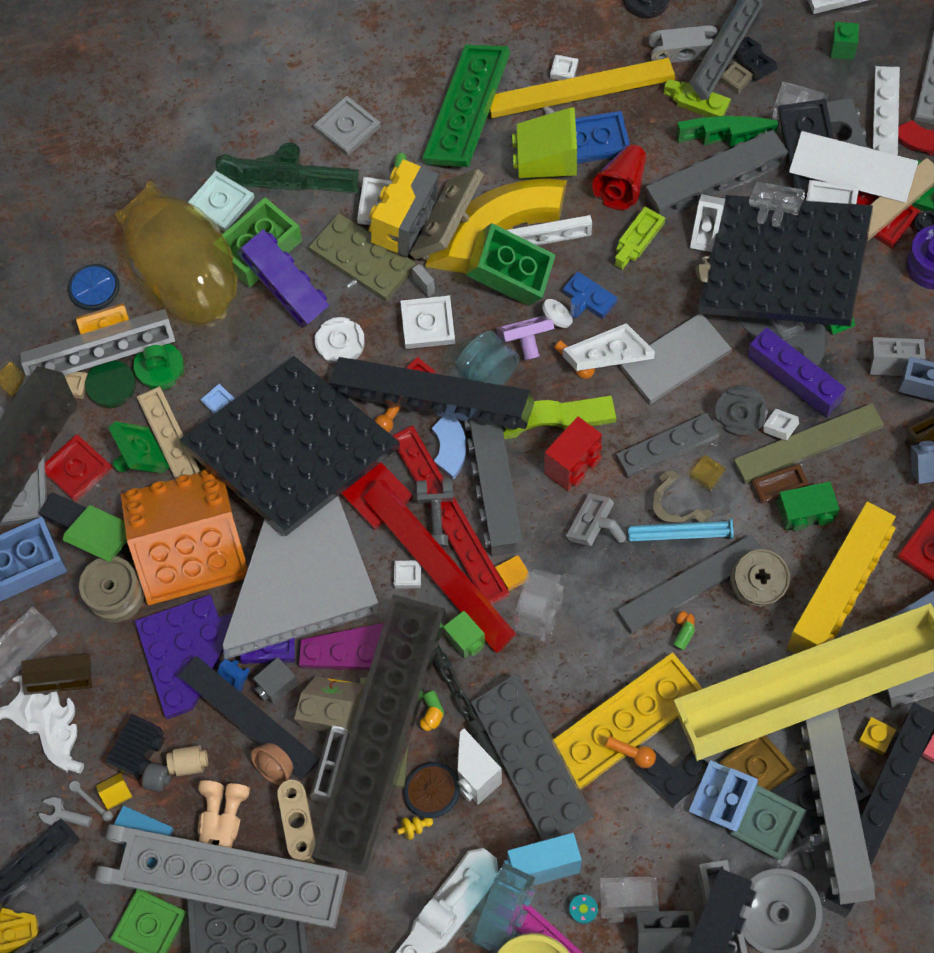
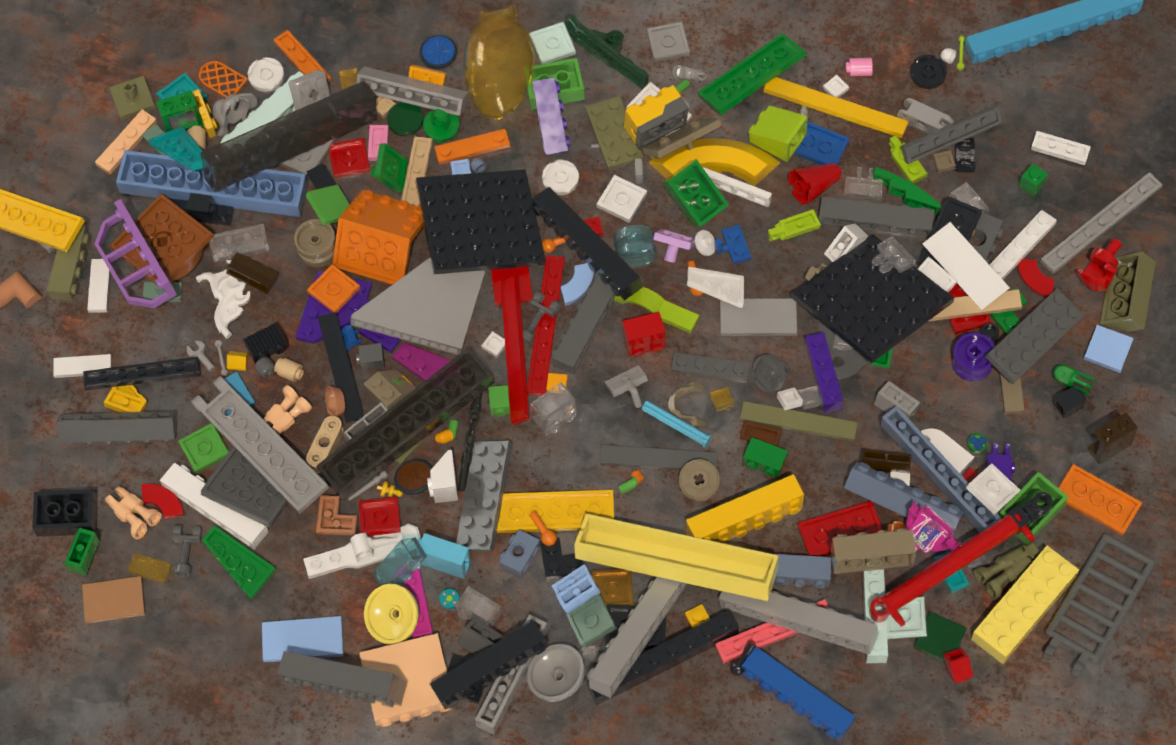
camera: 35 degrees right, 0 degrees up
(96, 426) = (377, 135): none -> bright pink plate
(172, 630) = (333, 289): none -> orange tile
(212, 368) = (472, 146): none -> orange plate
(236, 384) = (478, 165): none -> sand blue hinge
(373, 912) = (330, 522): none -> nougat brick
(388, 826) = (377, 479): none -> light grey piece
(396, 145) = (688, 73): none -> light grey piece
(429, 866) = (379, 516): none -> red plate
(574, 32) = (859, 67): none -> bright pink brick
(626, 782) = (519, 564): none -> sand blue brick
(677, 152) = (863, 187): none -> clear hinge
(800, 407) = (810, 397): none -> clear tile

